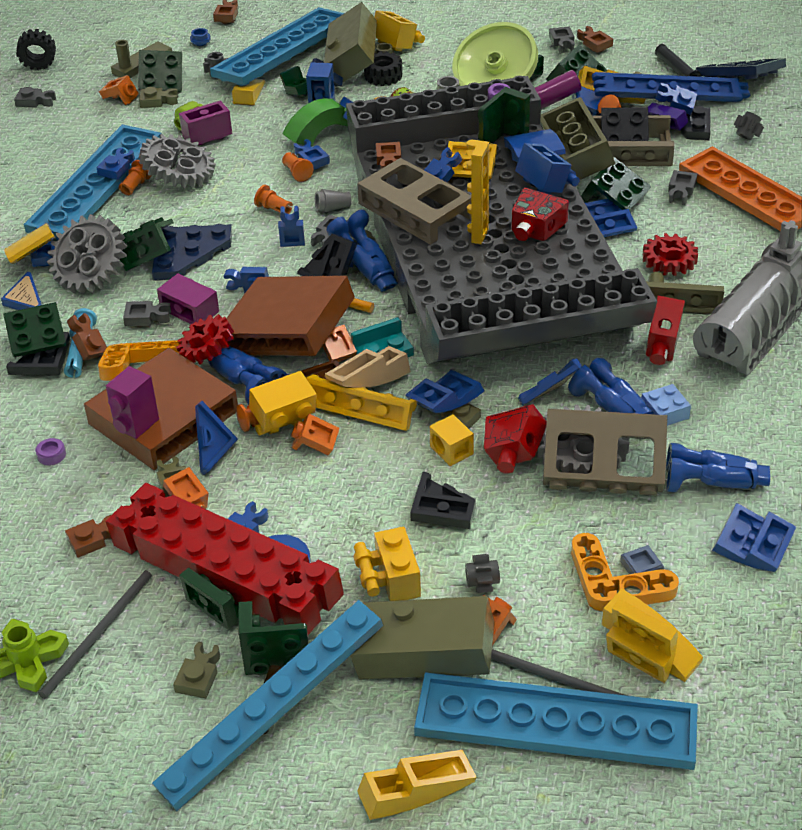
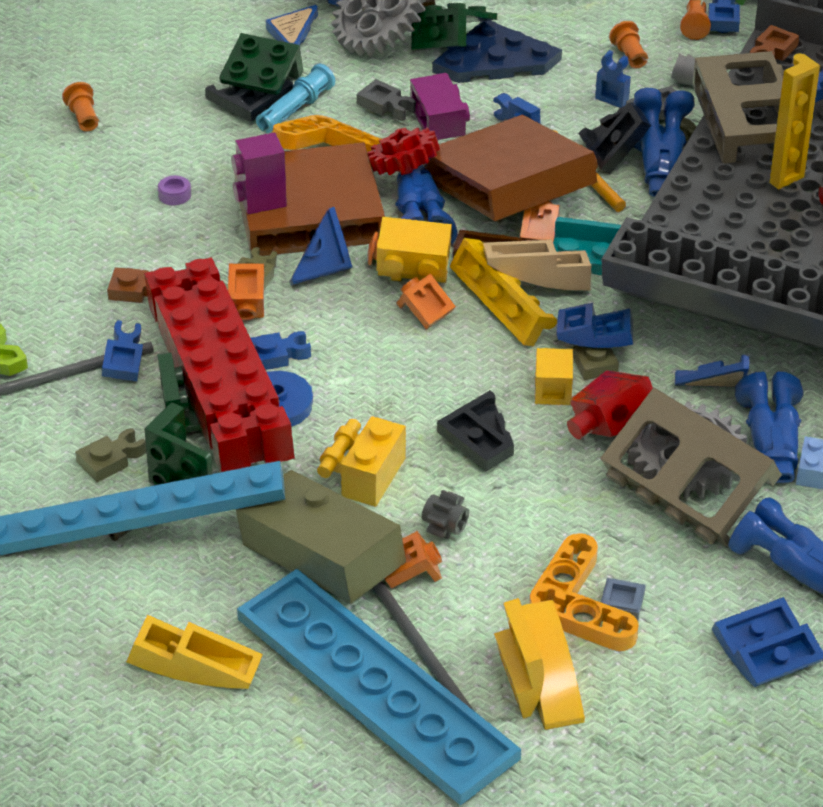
camera: 35 degrees right, 0 degrees up
(87, 340) = (299, 98): dark orange plate -> none
(138, 592) = (123, 354): none -> blue plate

